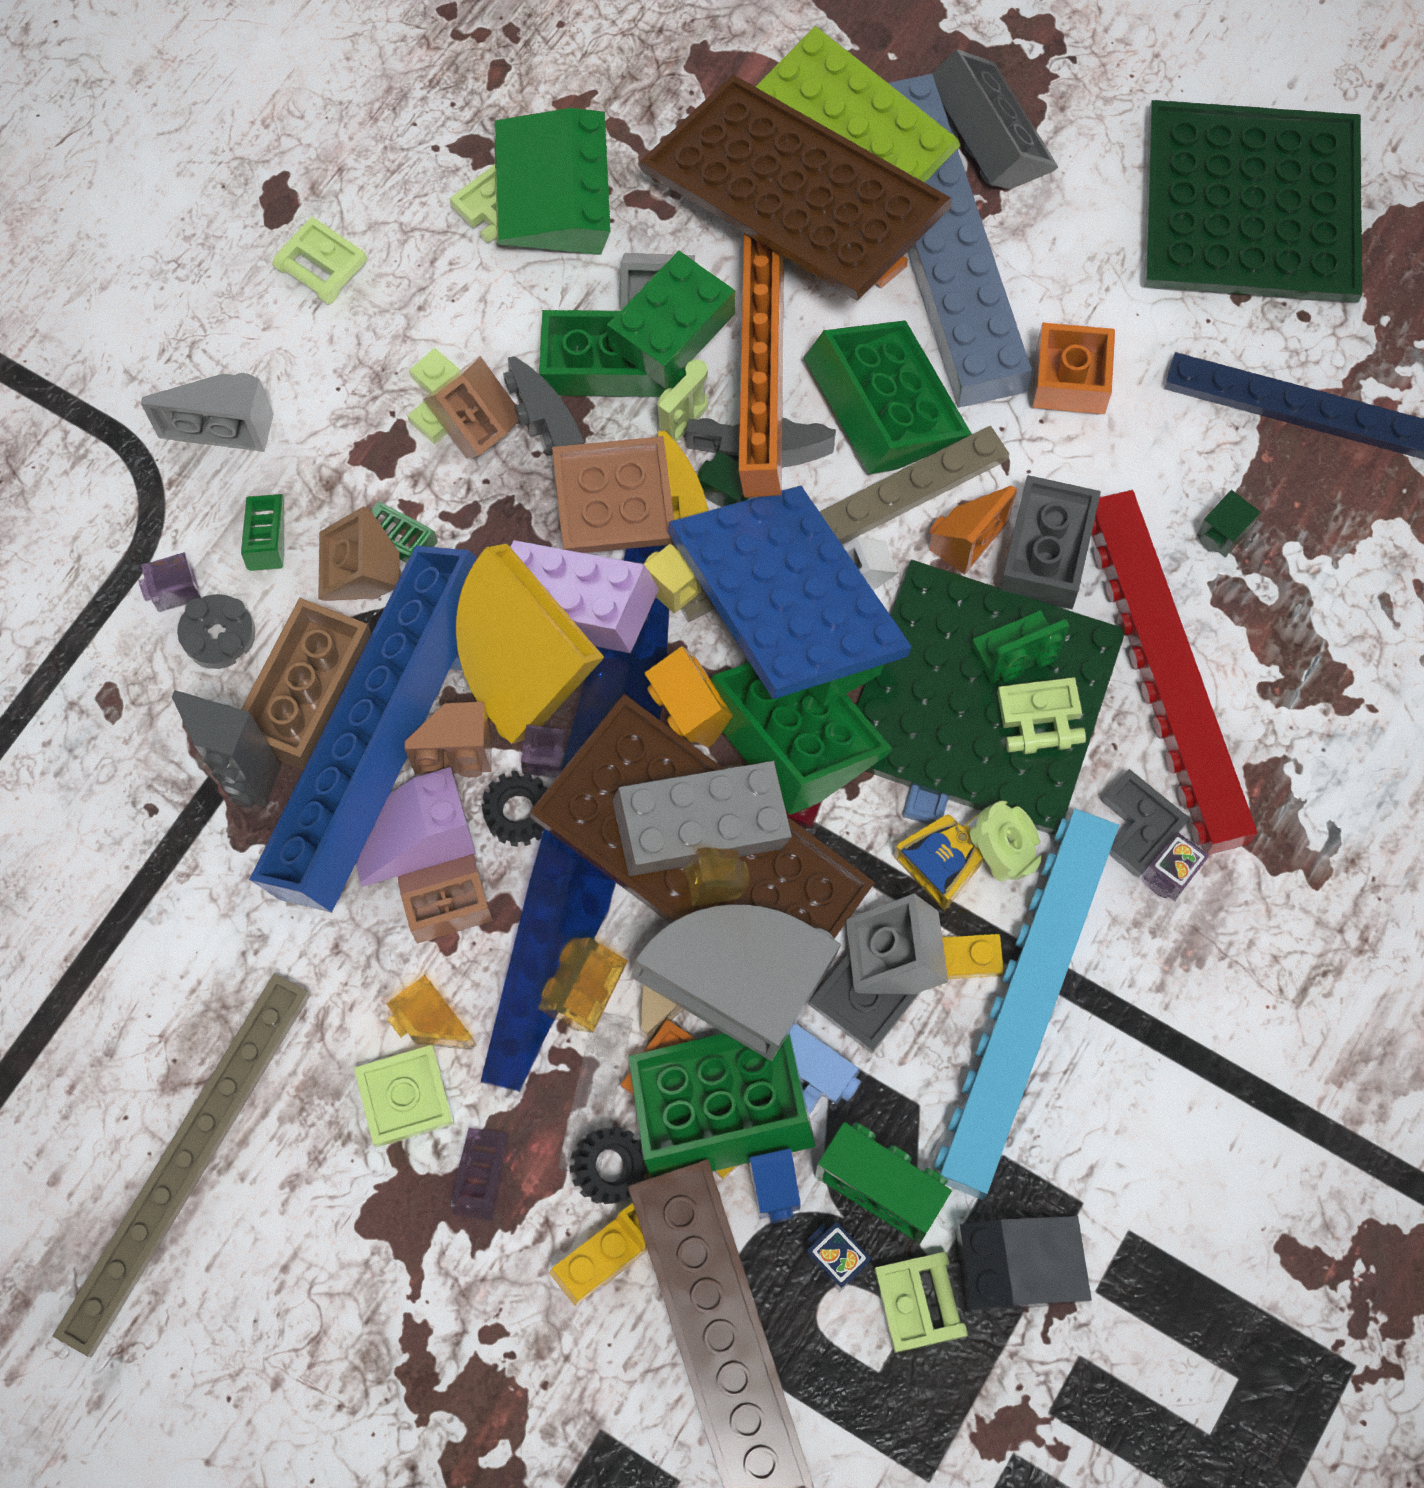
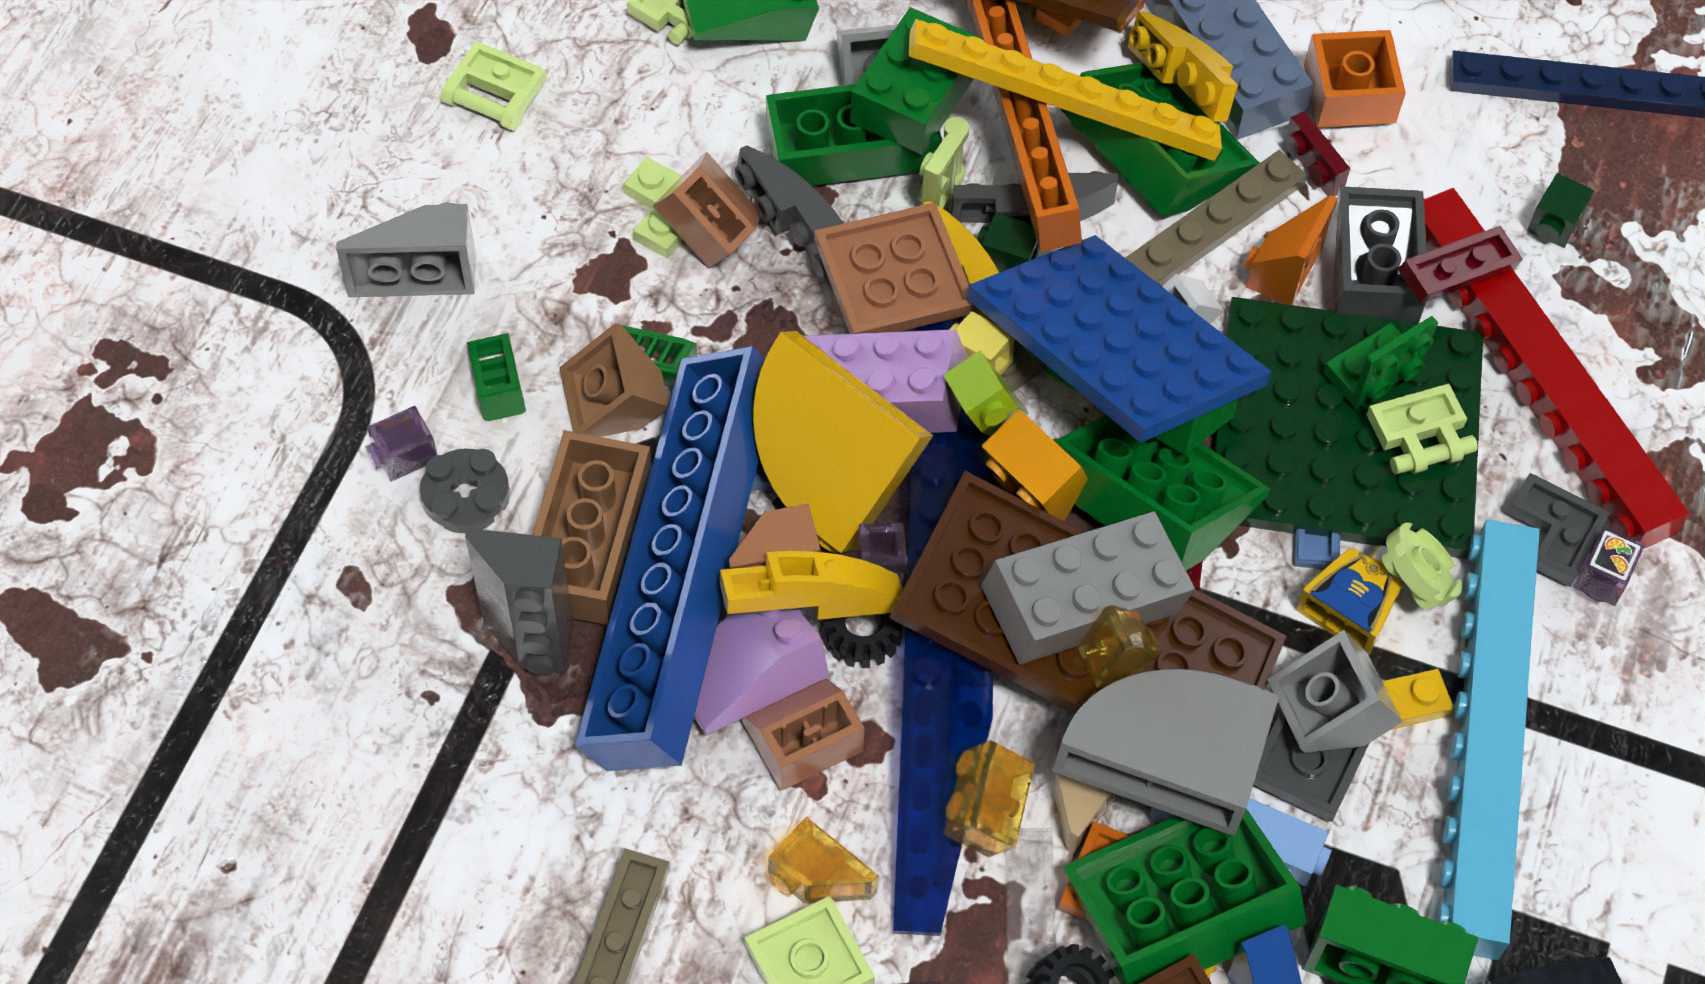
camera: 15 degrees left, 10 degrees down
(472, 771) = (799, 579): none -> yellow slope
(657, 628) = (983, 393): none -> lime slope
(797, 350) = (1064, 89): none -> yellow plate
(923, 330) = (1185, 61): none -> yellow slope
(1025, 447) = (1316, 154): none -> dark red plate
(1112, 568) = (1460, 264): none -> plate

